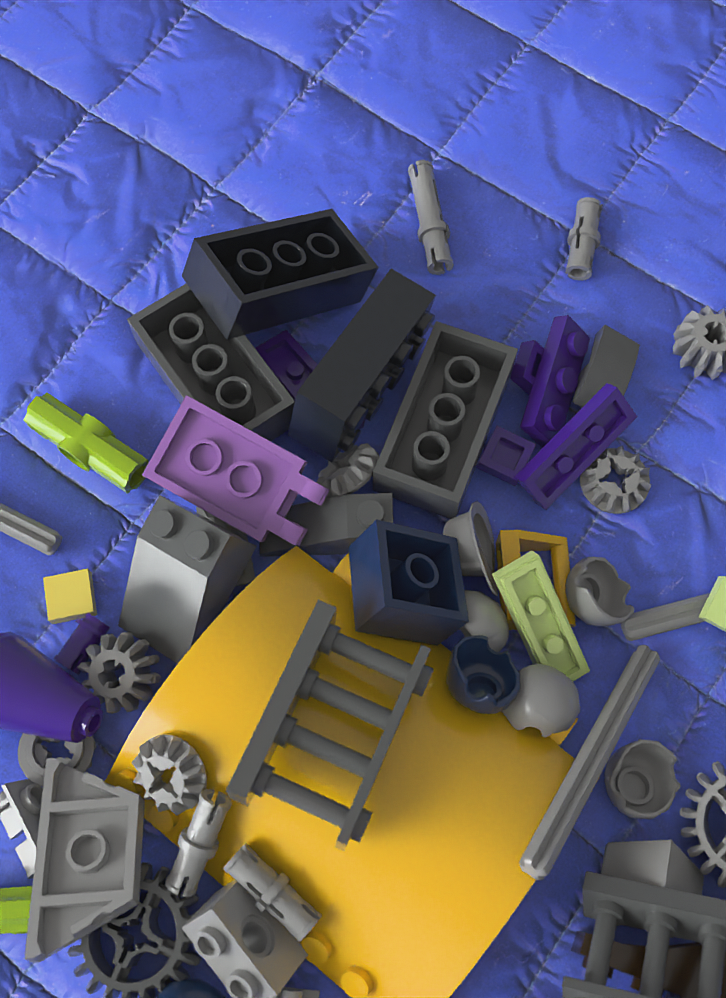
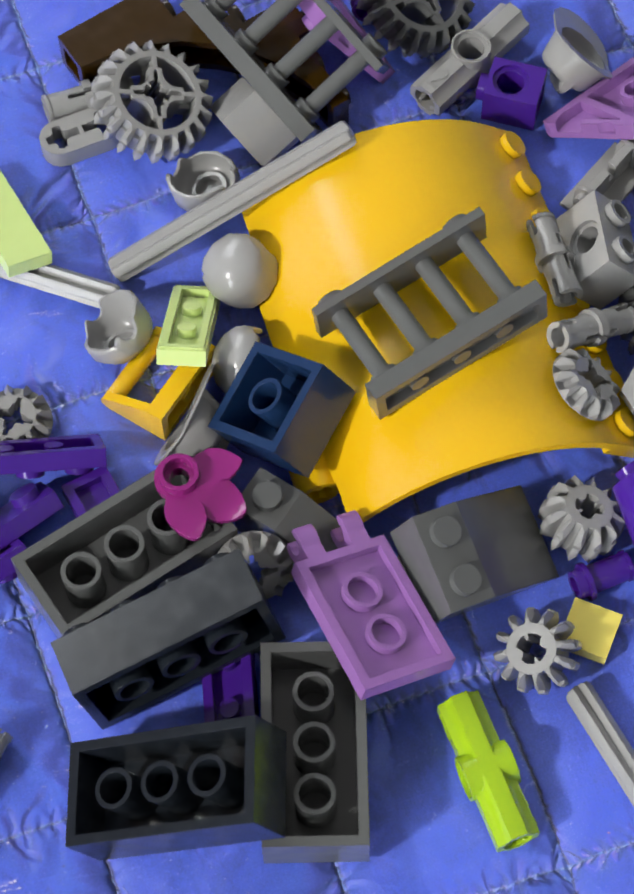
camera: 145 degrees left, 5 degrees down
(94, 543) = (548, 634): none -> light grey gear
(413, 477) = (206, 495): none -> magenta plate
(481, 677) = (276, 298): dark blue hair -> none

